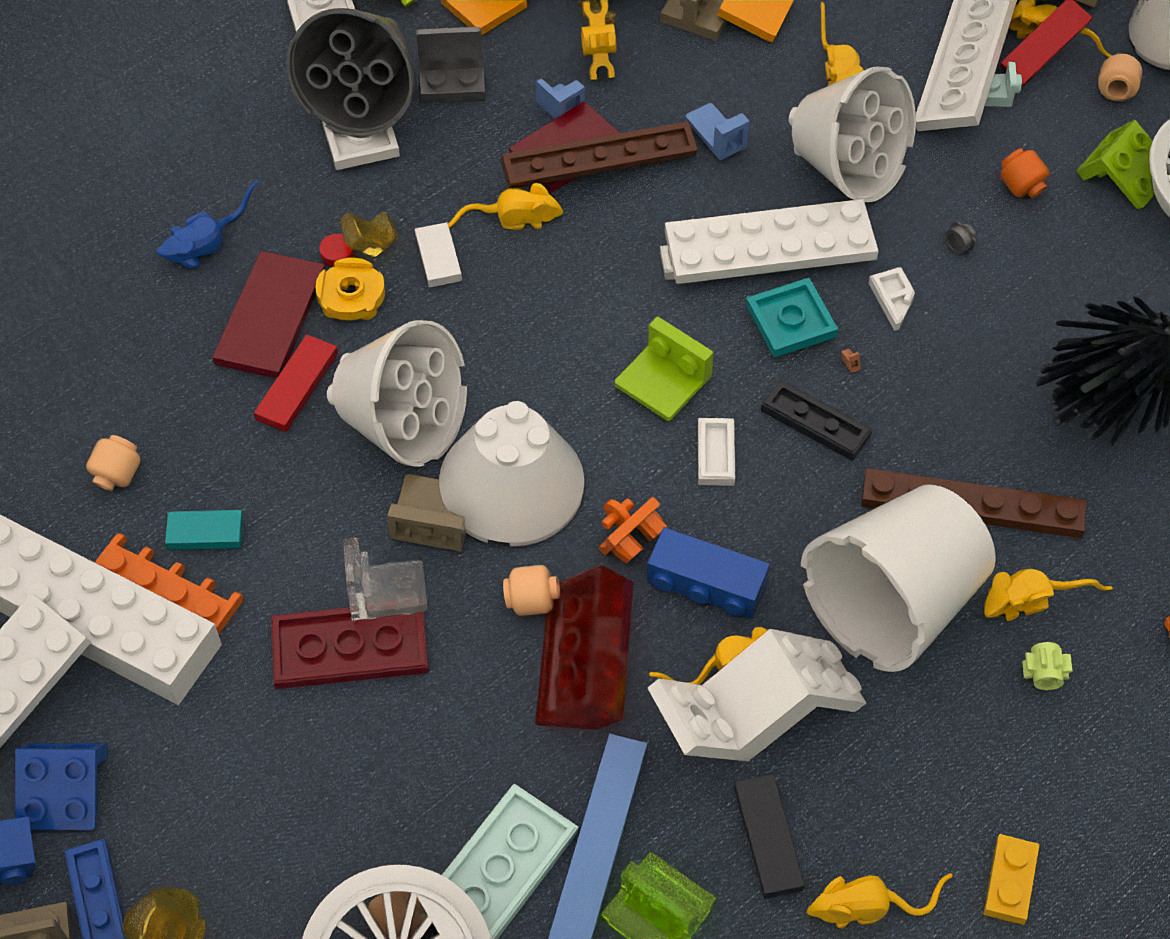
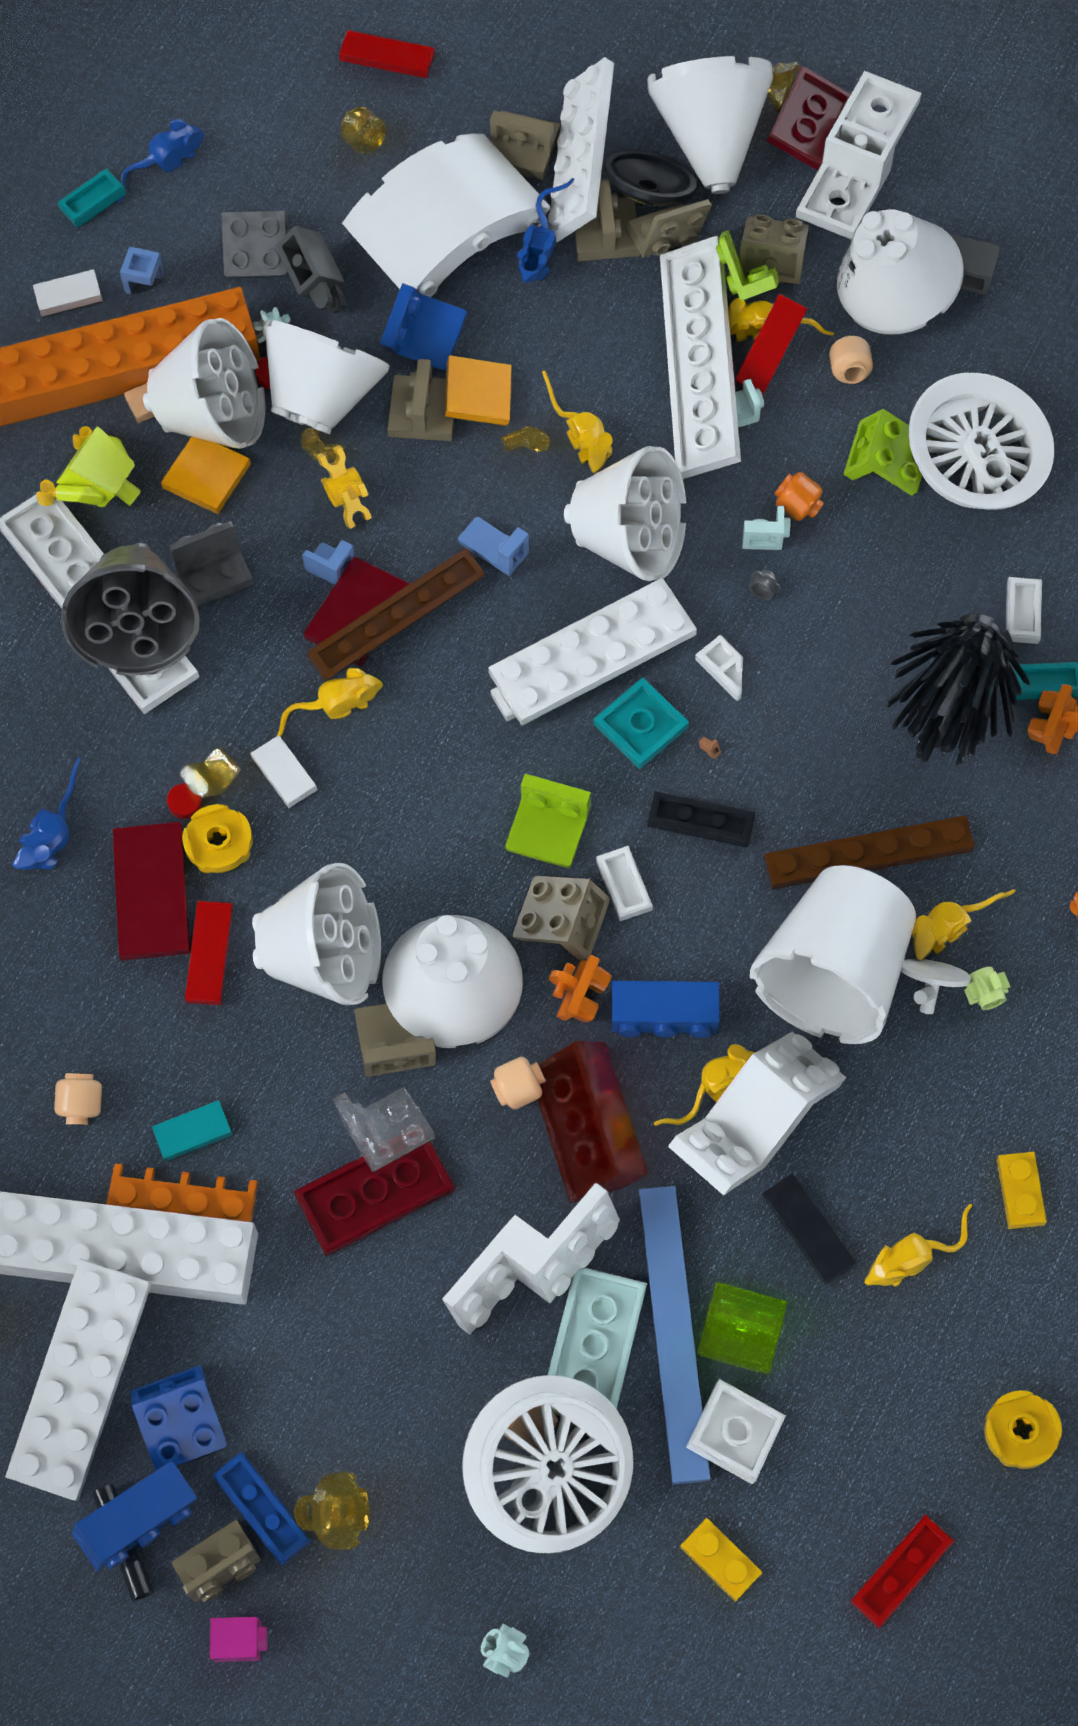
camera: 20 degrees left, 10 degrees up
(461, 749) = (533, 1259): none -> white bracket
(647, 455) = (563, 913): none -> dark tan bracket
(786, 55) = (527, 437): none -> clear yellow arm
(980, 195) = (766, 534): none -> light aqua bracket
(995, 633) = (934, 975): none -> white shield

